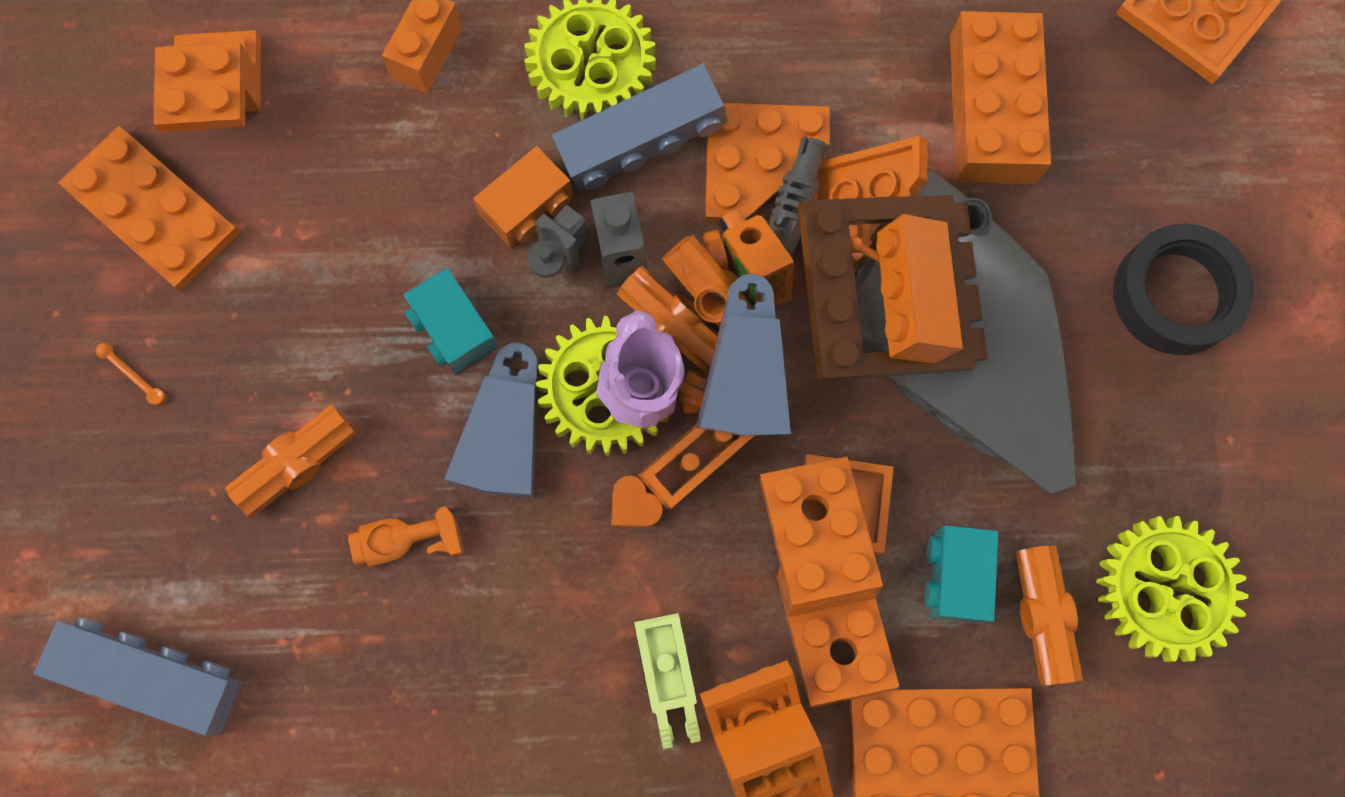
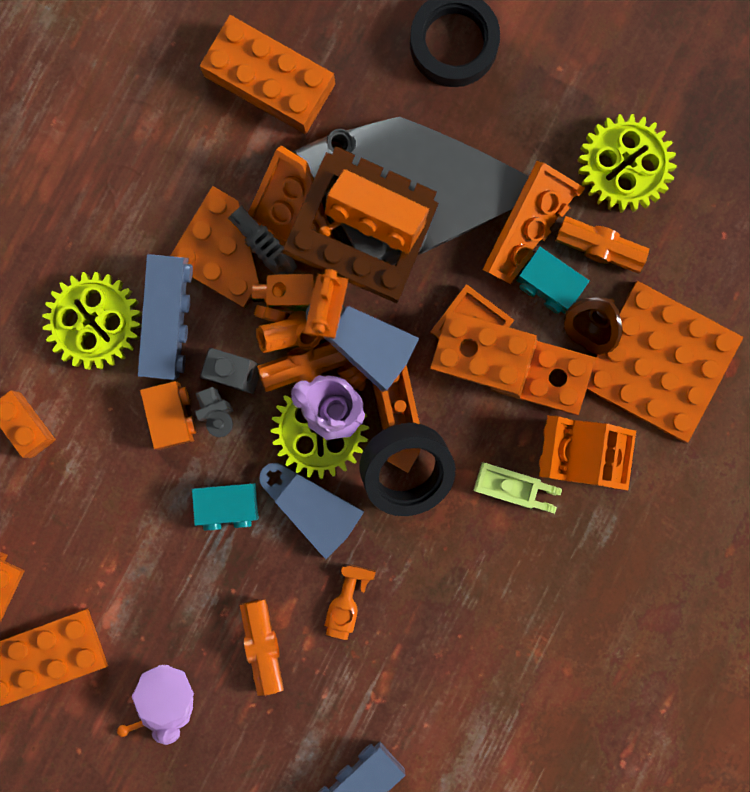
camera: 55 degrees left, 10 degrees up
(159, 376) = (164, 702): none -> lavender piece
(575, 546) = (417, 499): none -> black tyre
(765, 290) = (326, 304): none -> orange hinge
(941, 659) = (594, 324): none -> reddish brown helmet
(1038, 504) = (535, 211): none -> orange wing

